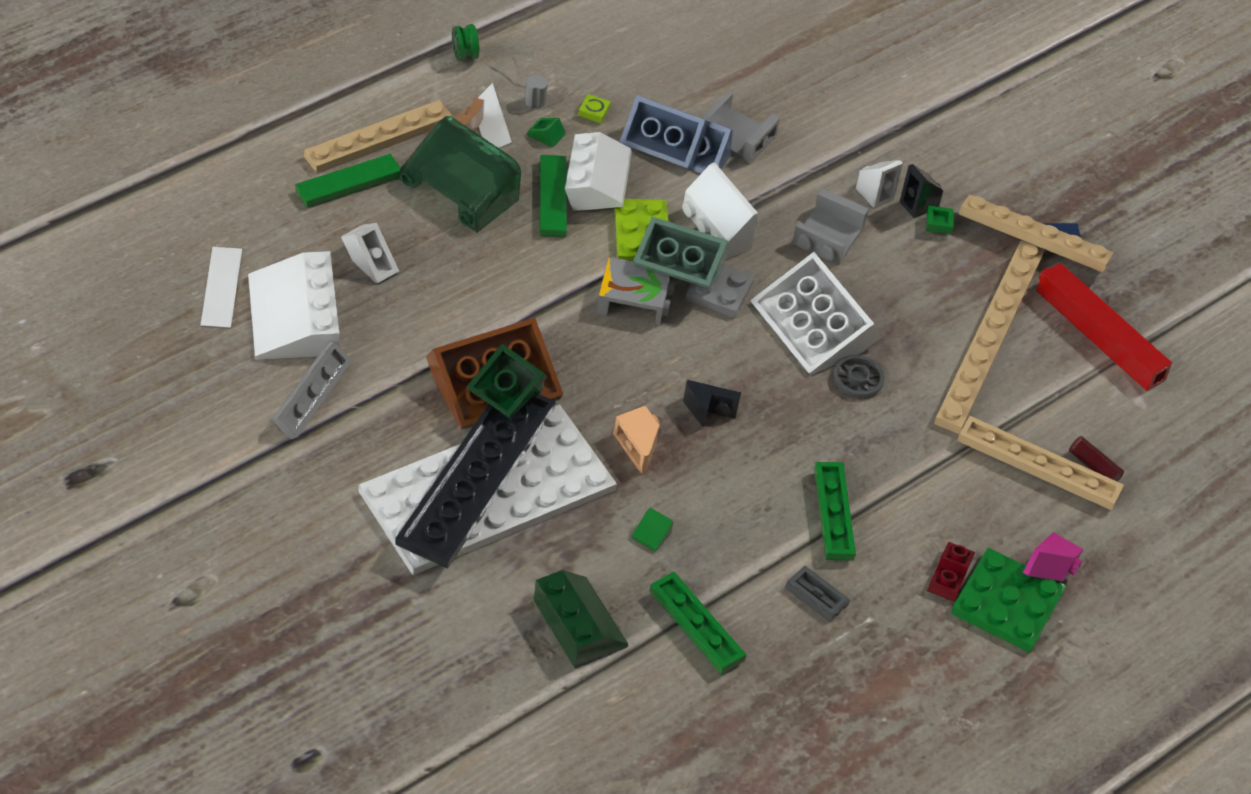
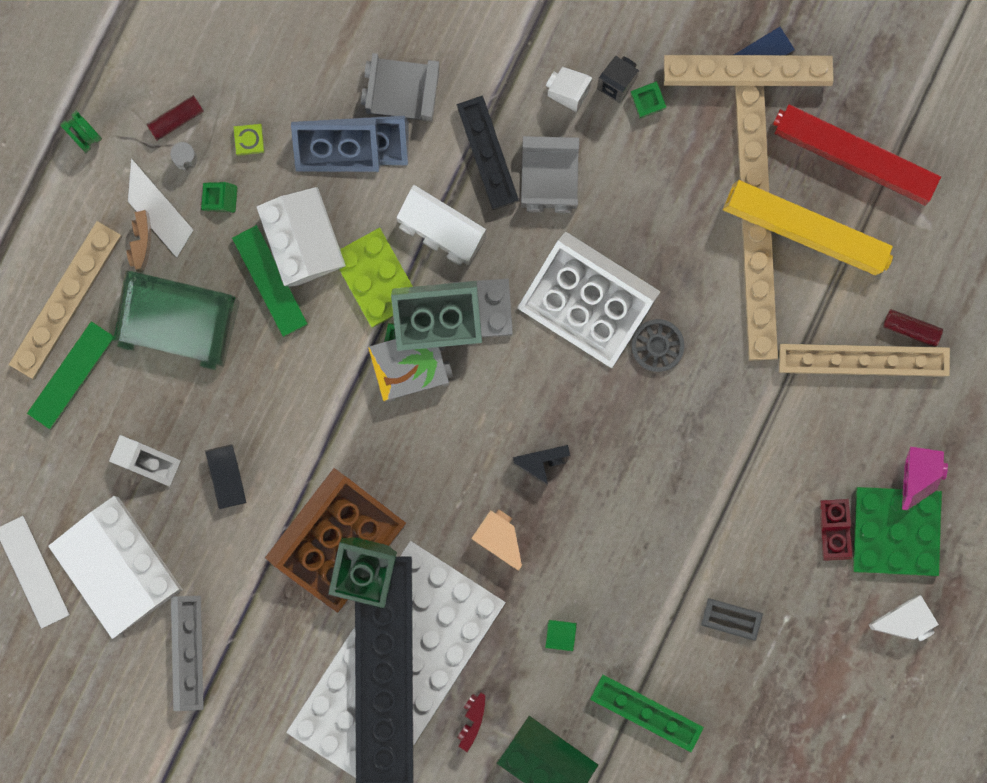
camera: 20 degrees left, 35 degrees up
(429, 293) = (225, 476): none -> black slope
(539, 548) = (475, 713): none -> dark red slope
(549, 70) = (174, 118): none -> dark red piece
(785, 195) = (487, 152): none -> black plate
(834, 511) = (707, 522): green plate -> none
(983, 663) = (908, 620): none -> white slope
(1036, 347) = (808, 228): none -> yellow brick

